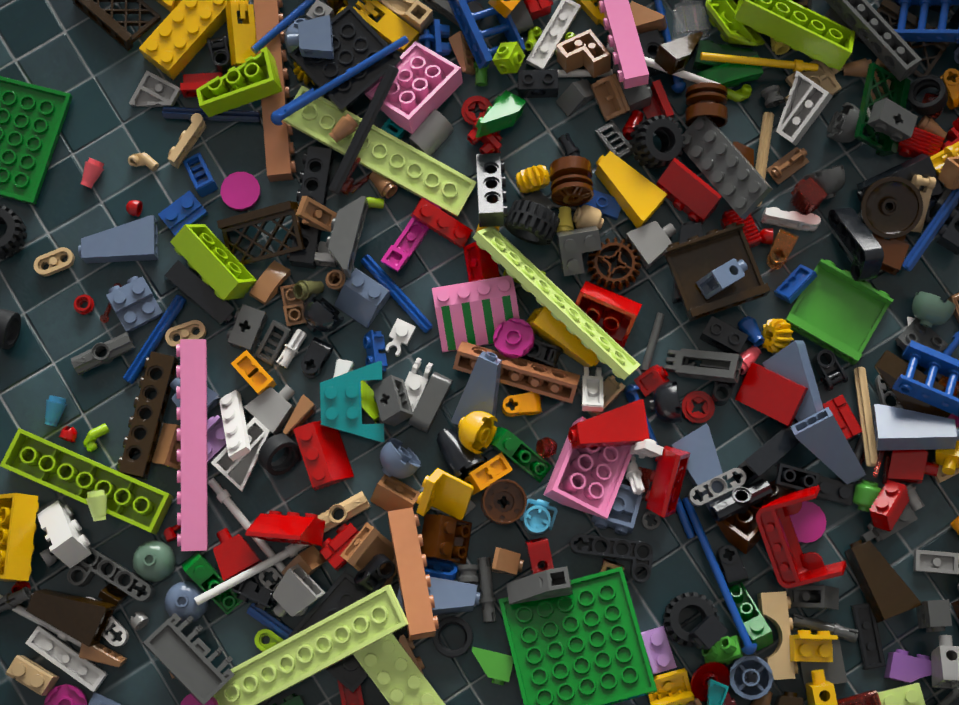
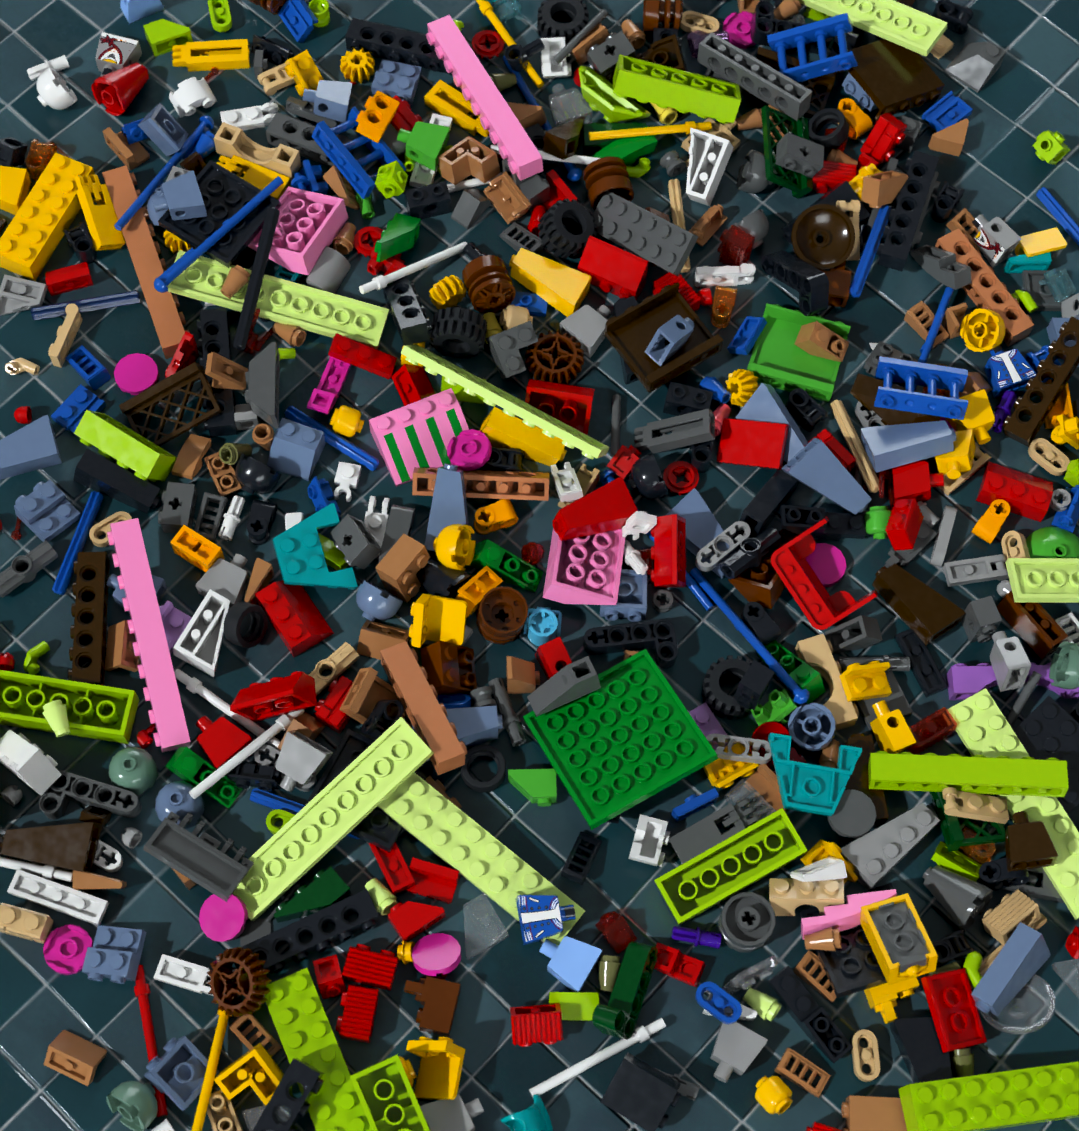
camera: 20 degrees left, 10 degrees down
(234, 425) = (190, 603): white plate -> none
(241, 85) = (112, 264): lime wedge -> none
(285, 186) = (184, 355): none -> red wing
(413, 281) = (346, 421): none -> yellow head
(427, 435) = (400, 567): none -> medium nougat brick
(454, 103) = (345, 239): none -> medium nougat cone
(474, 157) = (381, 281): none -> white bar
(548, 27) = (425, 143): none -> bright green torso
(697, 682) = (744, 757): none -> light grey beam
(862, 308) = (821, 342): none -> medium nougat slope
(923, 522) = (943, 536): none -> light grey beam
(931, 310) = (891, 327): sand green cylinder -> none

